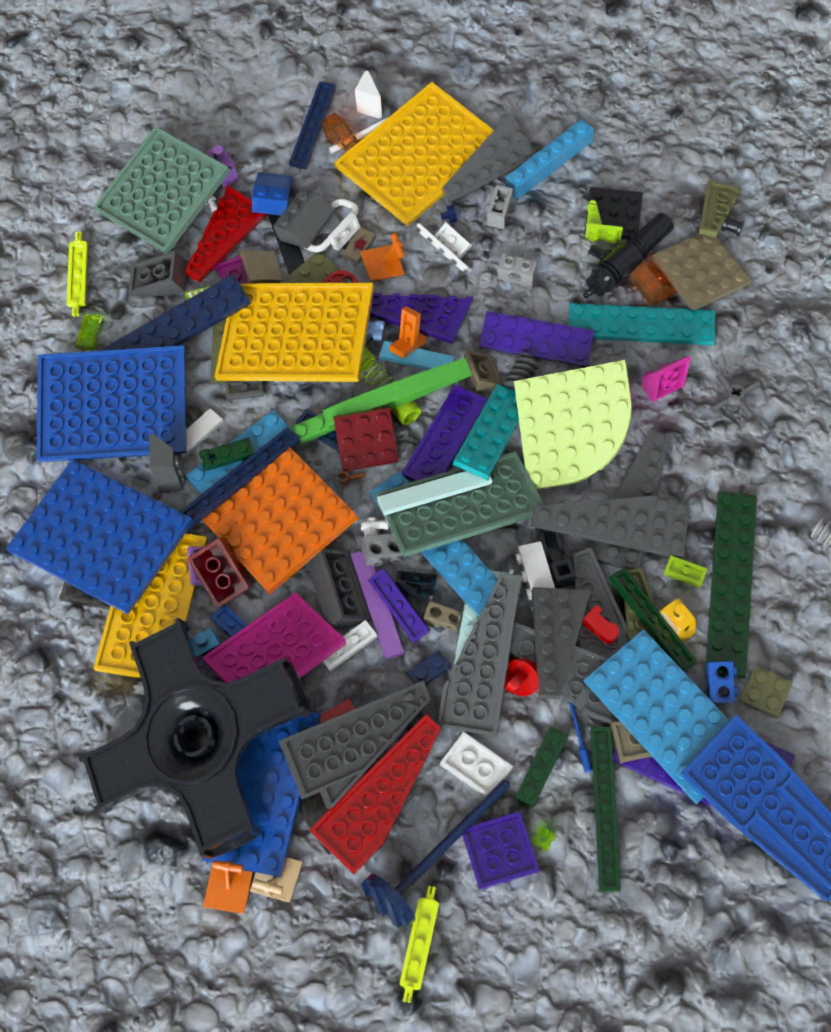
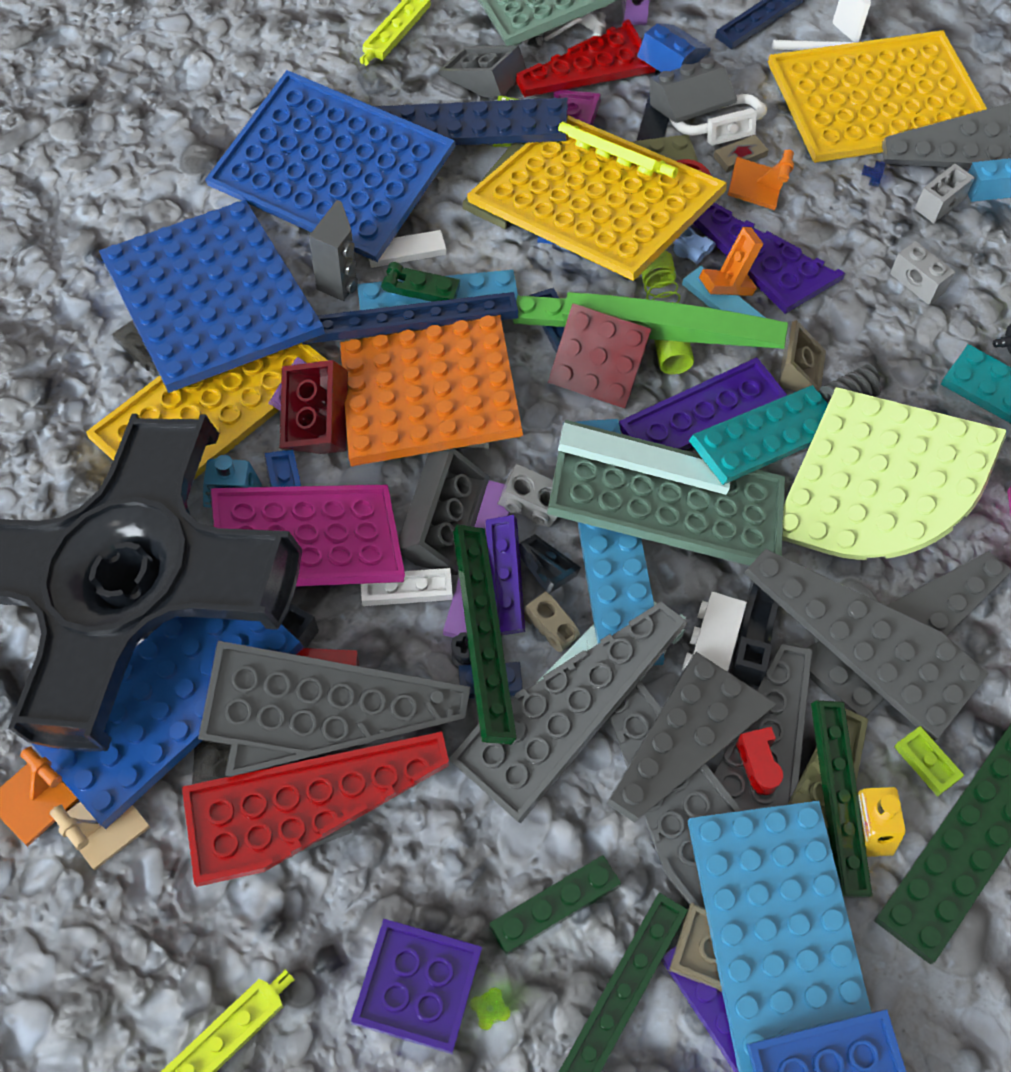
camera: 25 degrees right, 5 degrees down
(88, 332) = (366, 83): clear neon green plate -> none
(243, 389) = (495, 230): dark grey plate -> none
(261, 266) = (608, 112): dark tan tile -> none
(285, 298) = (625, 156): none -> neon yellow plate
(338, 131) = (796, 25): clear orange slope -> none
(346, 481) = (548, 393): dark orange hand -> none
(374, 527) = (540, 462): white plate -> none
(390, 899) = (211, 953): dark blue piece -> none
(408, 656) = (457, 646): none -> black bush
(411, 646) = (484, 636): none -> dark green plate
(451, 242) = (857, 203): white bracket -> none
(475, 764) = (467, 845): white tile -> none
(521, 677) = (603, 761): red tile -> none
(536, 338) = (900, 360): dark purple plate -> none
(583, 751) = (627, 920): blue piece -> none
(714, 682) = (881, 942): blue brick -> none
(766, 692) = (953, 1005): olive plate -> none

